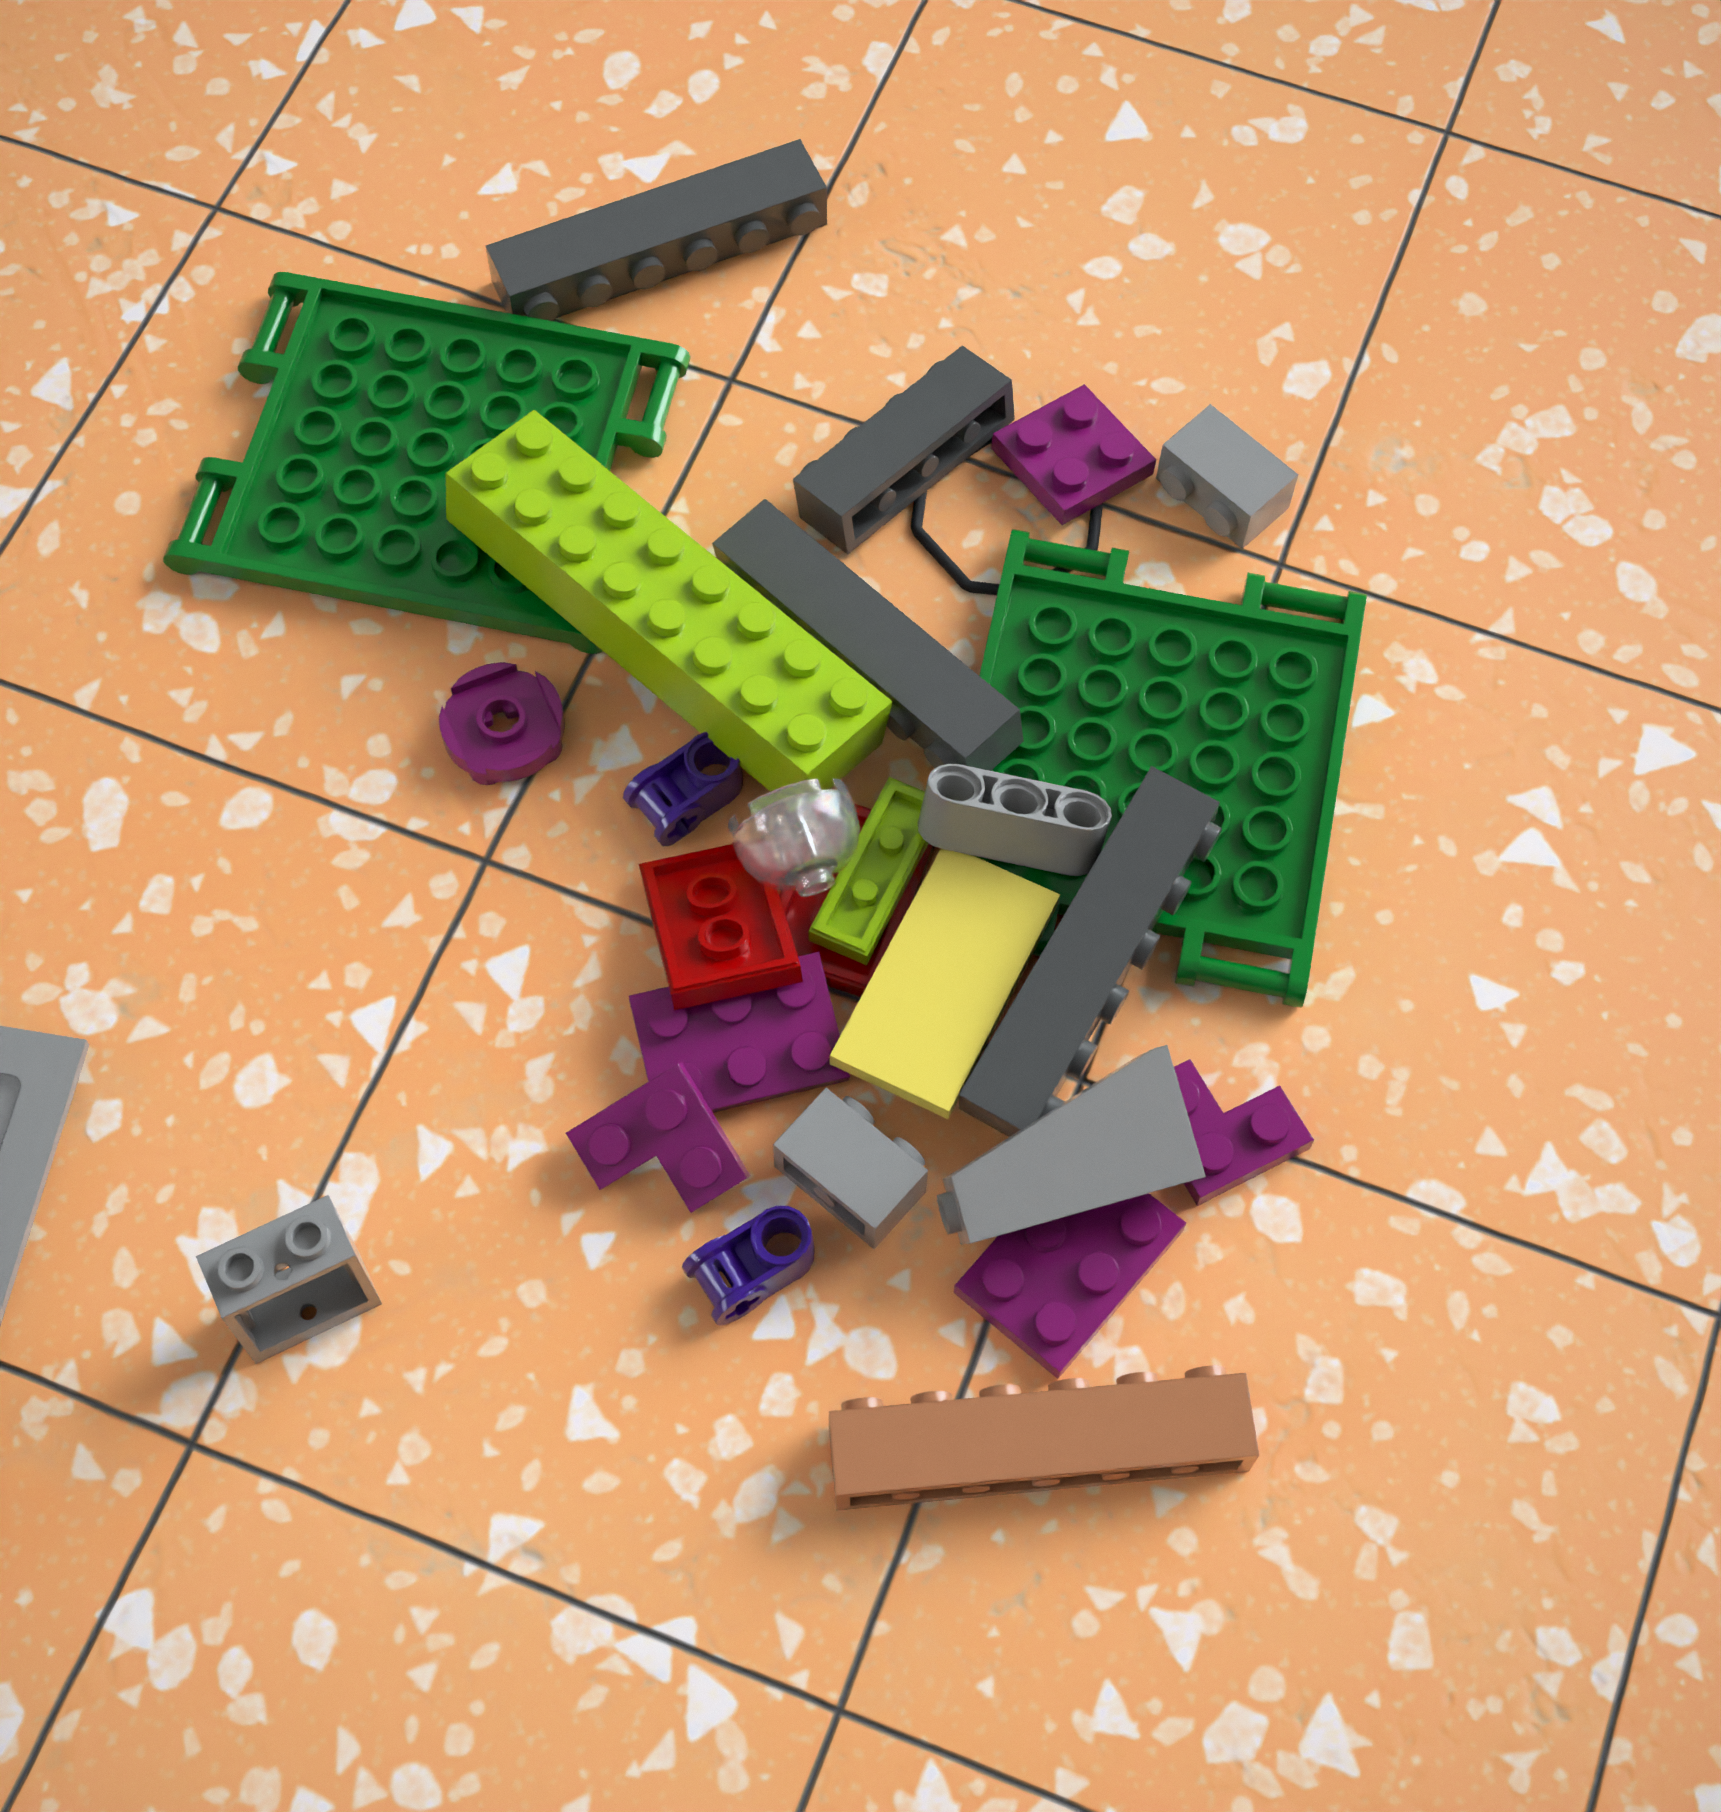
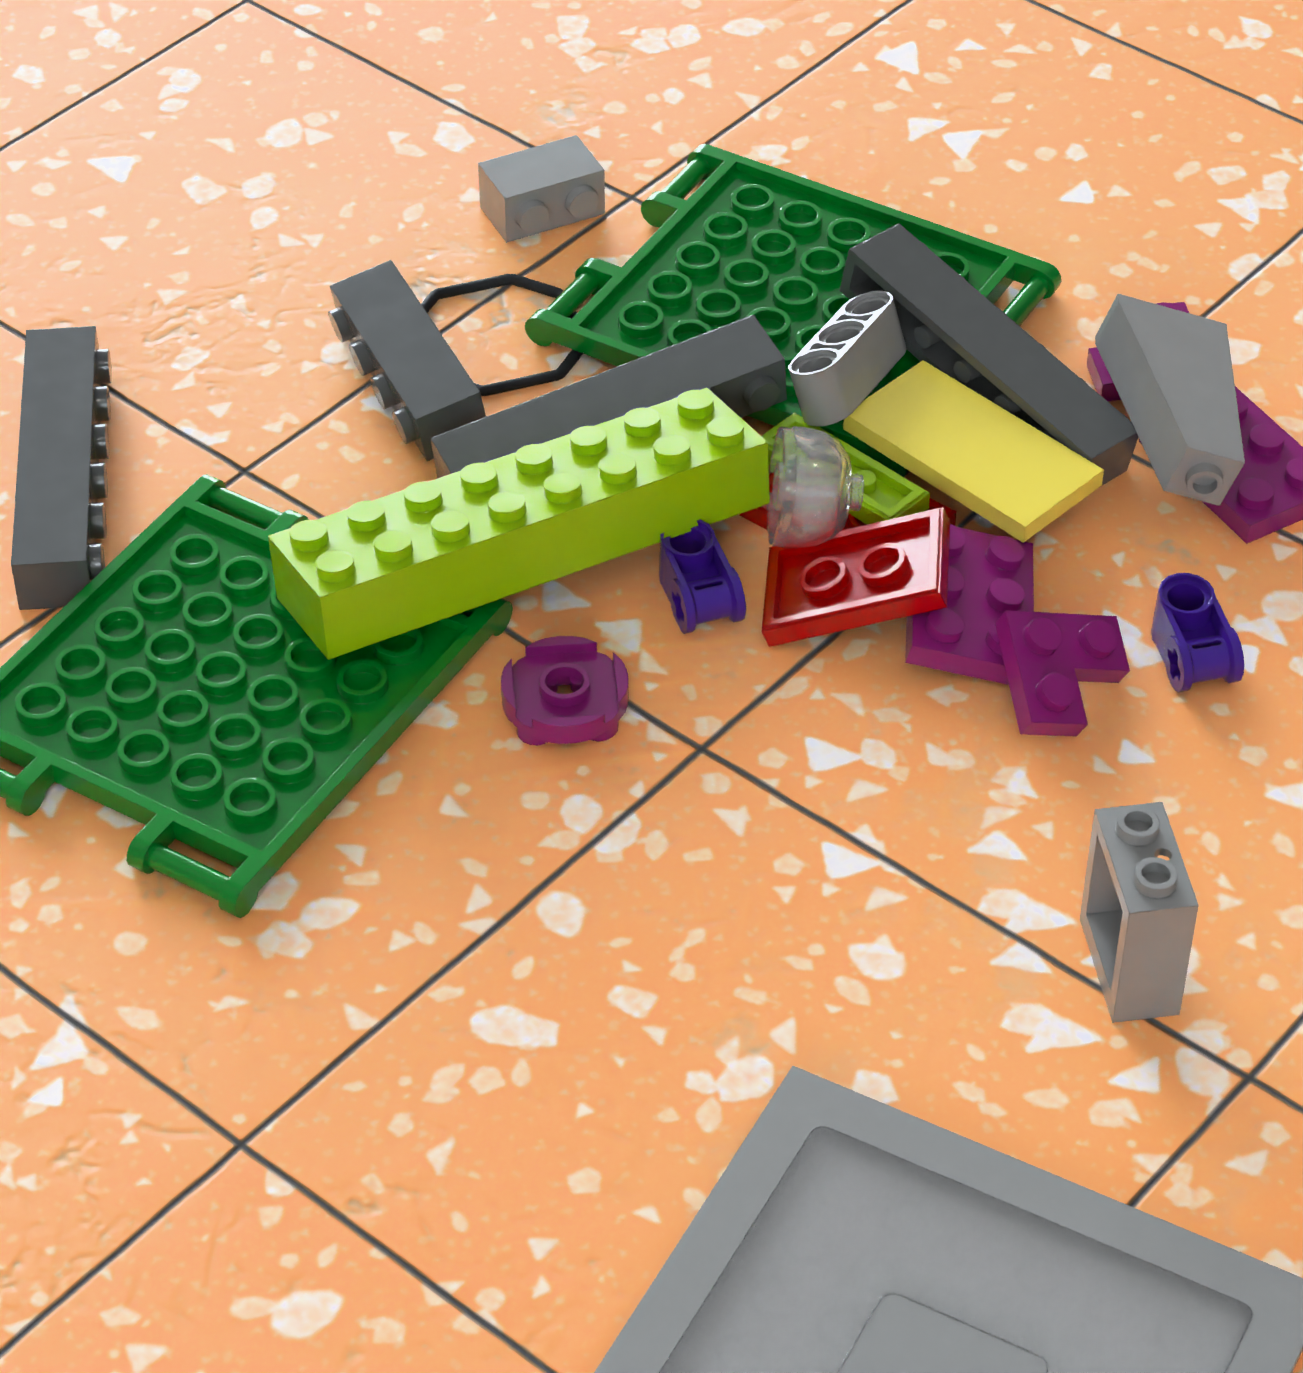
camera: 70 degrees left, 20 degrees down
(851, 1166) = (1122, 556): light grey brick -> none
(1073, 454) = (464, 271): magenta plate -> none

